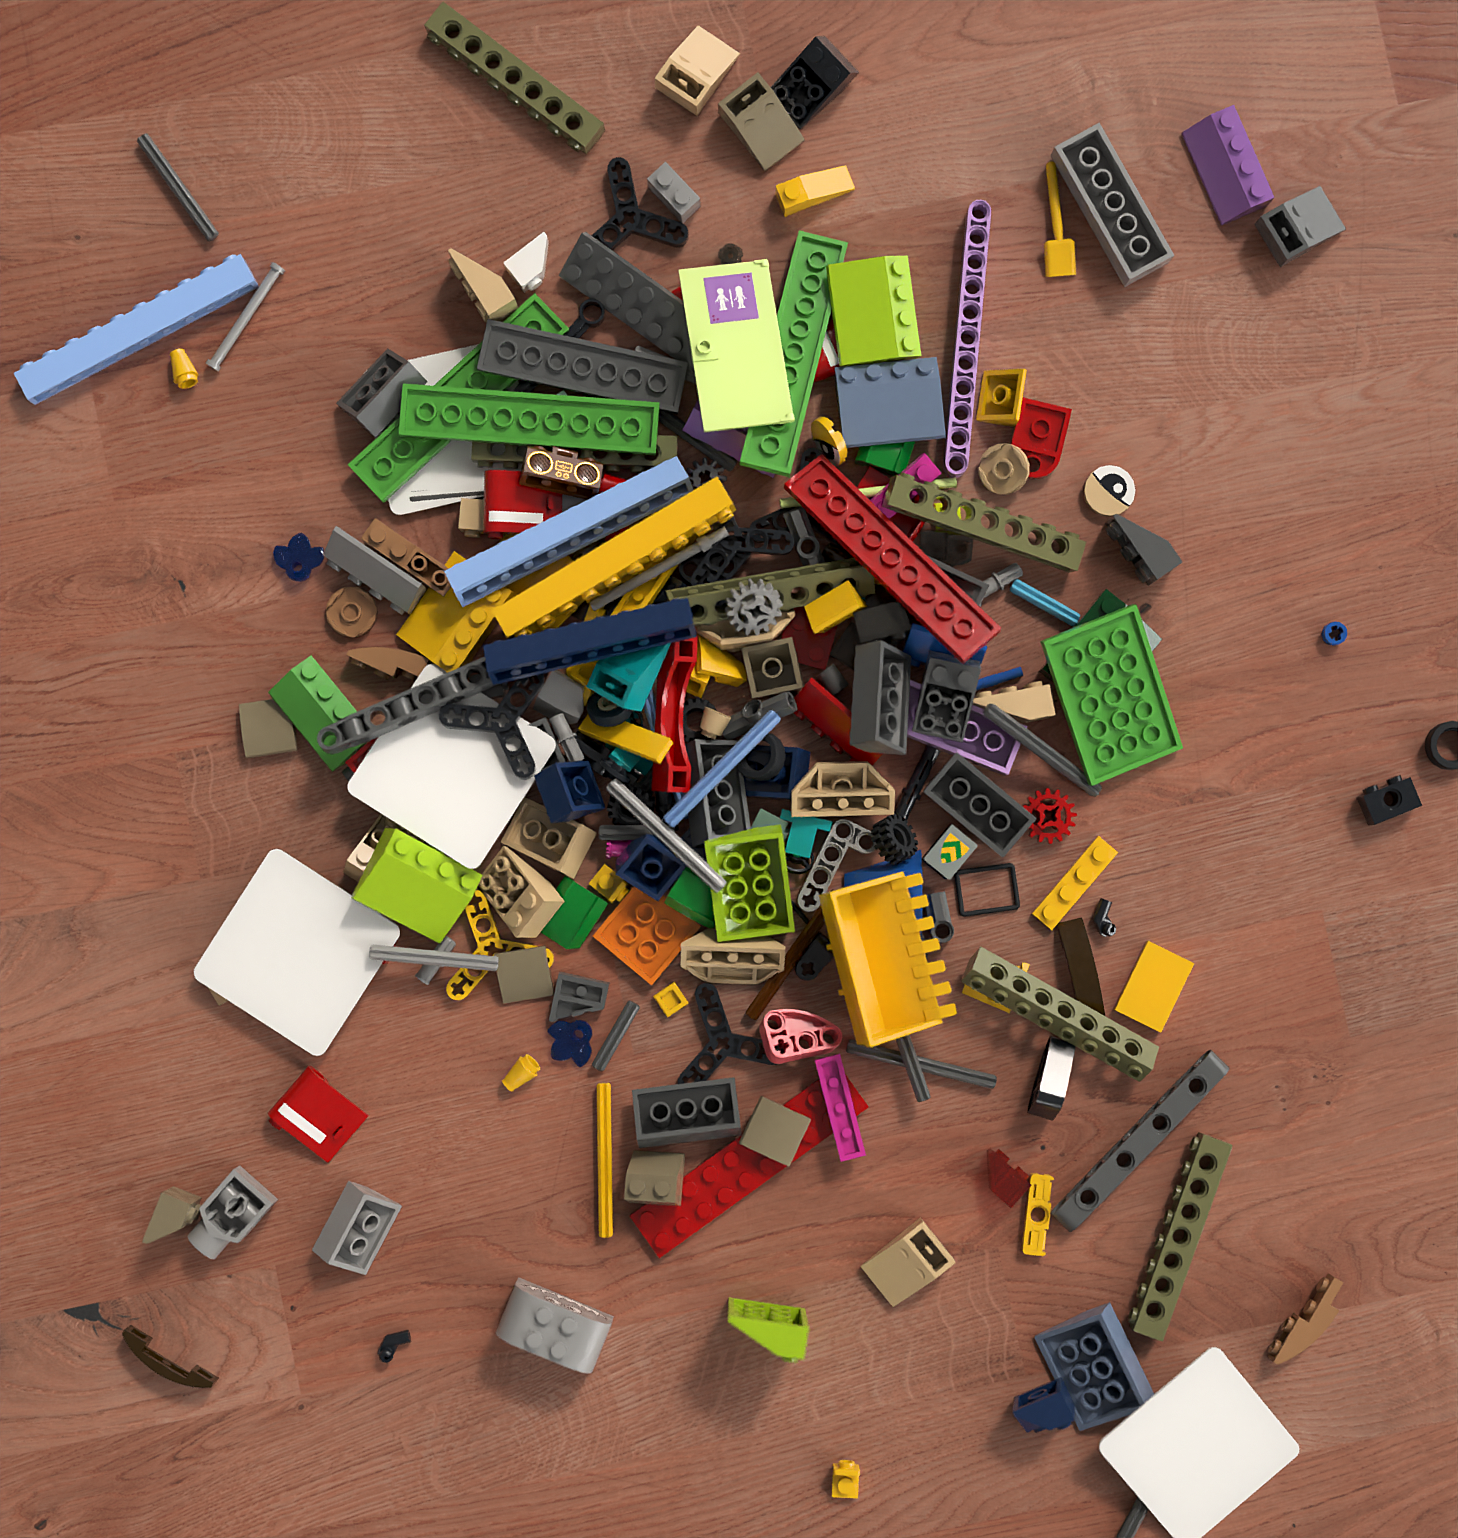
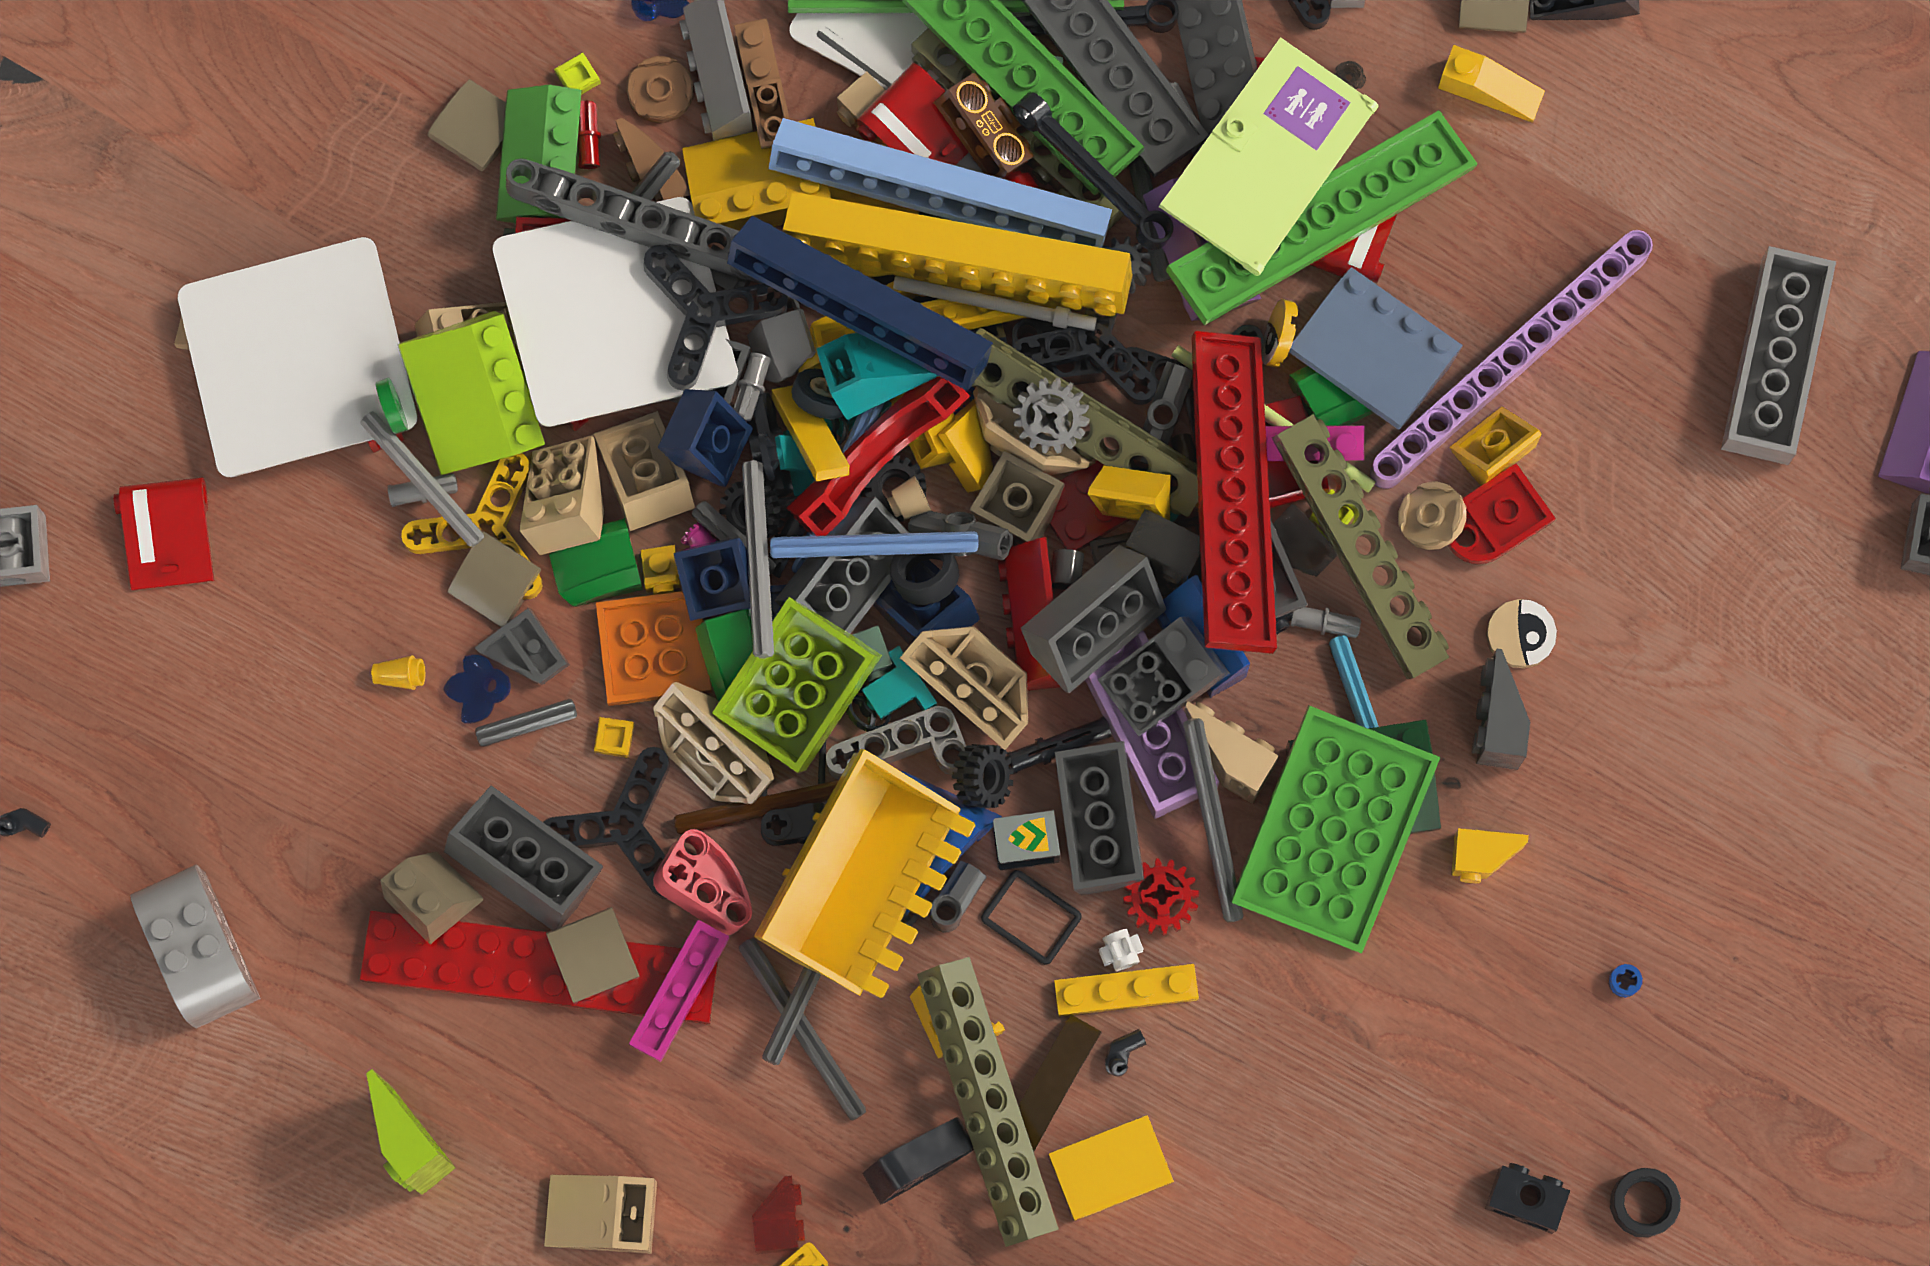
camera: 45 degrees right, 10 degrees down
(297, 646) = (578, 74): none -> neon yellow tile
(338, 676) = (588, 136): none -> red axle
(356, 1228) = (97, 677): light grey slope -> none
(380, 934) = (391, 405): none -> green piece
(402, 669) = (657, 176): none -> dark grey axle
(586, 440) = (1037, 116): none -> black piece
(604, 1147) = (399, 834): yellow axle -> none
(873, 310) = (1440, 246): lime slope -> none
(996, 679) = (1229, 713): blue piece -> none
(1054, 864) = (1121, 950): none -> white gear
(1058, 252) = (1685, 358): yellow piece -> none
(1199, 633) = (1482, 853): none -> yellow slope

